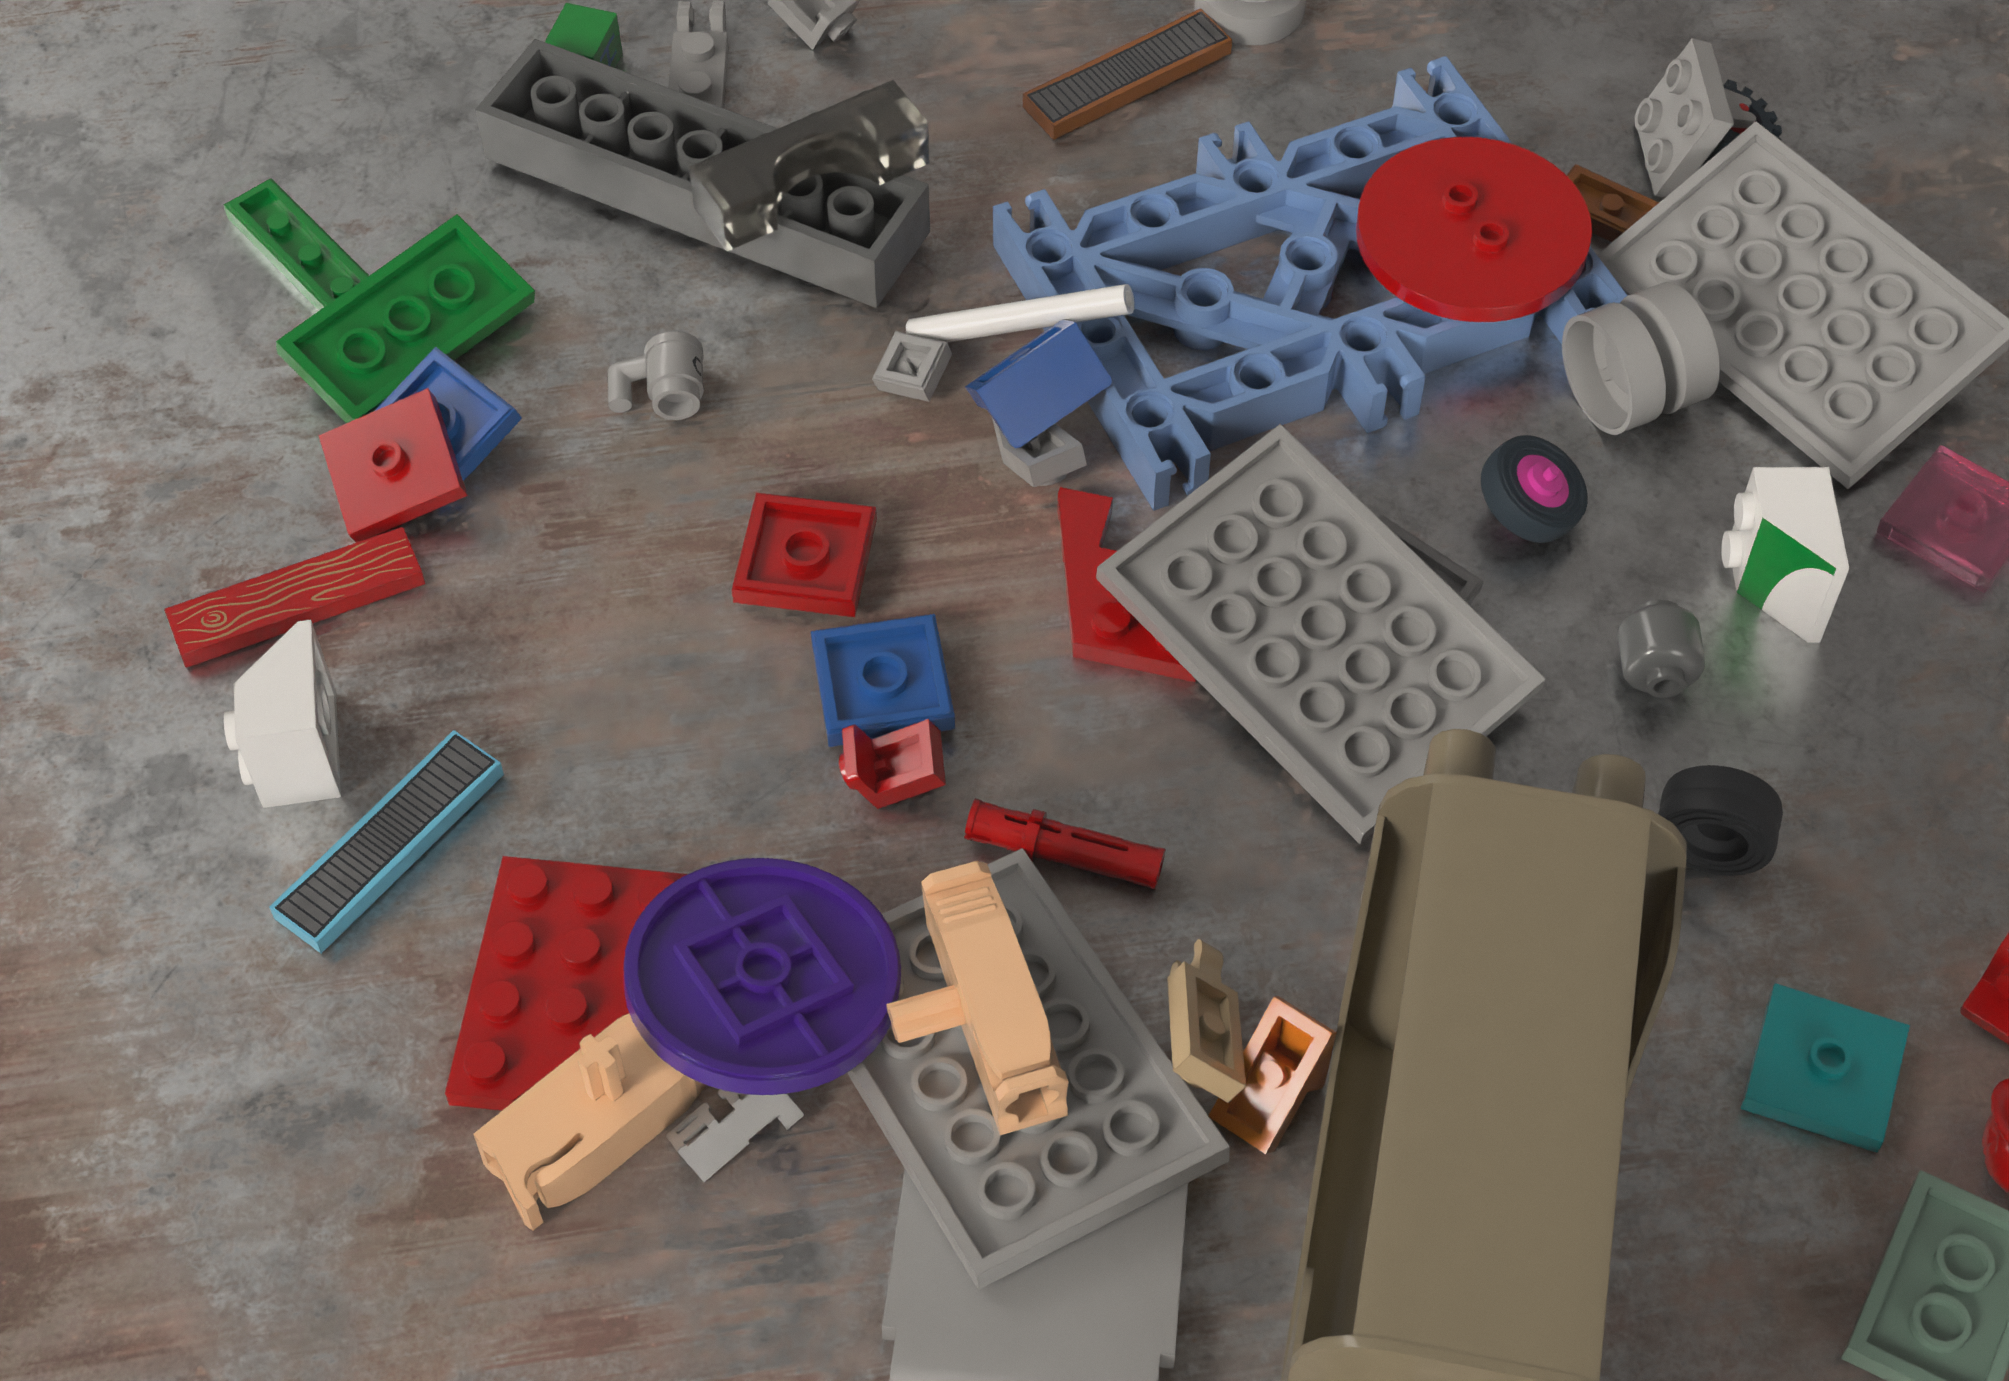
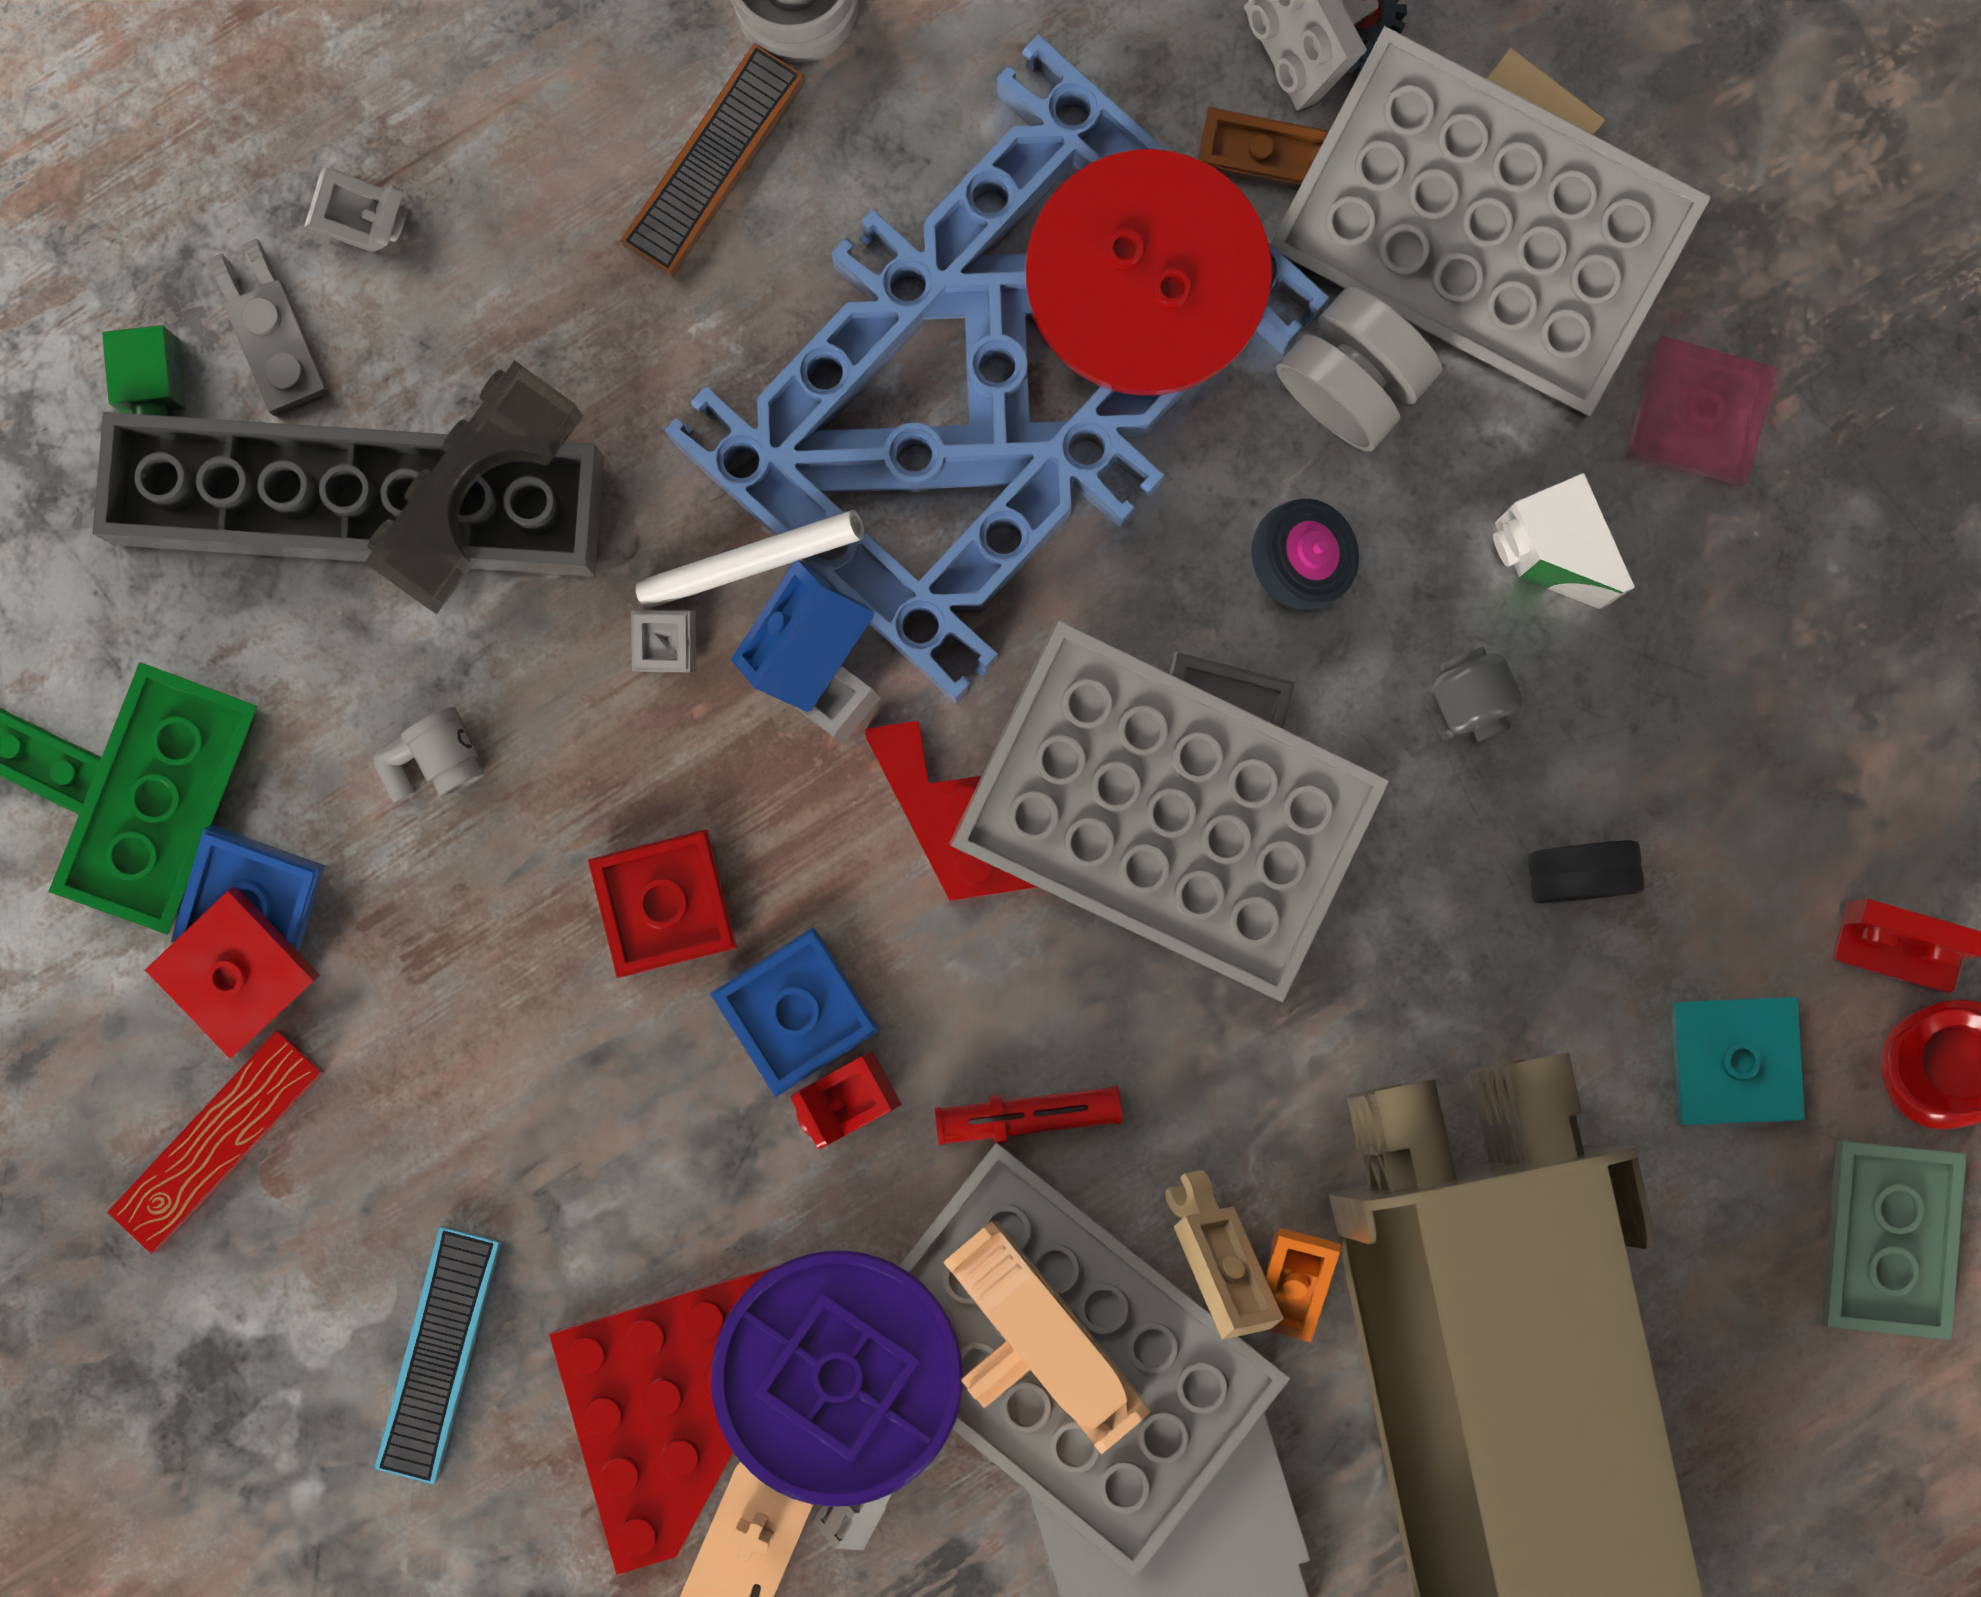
camera: 20 degrees left, 30 degrees up
(287, 722) = (298, 1300): white slope -> none

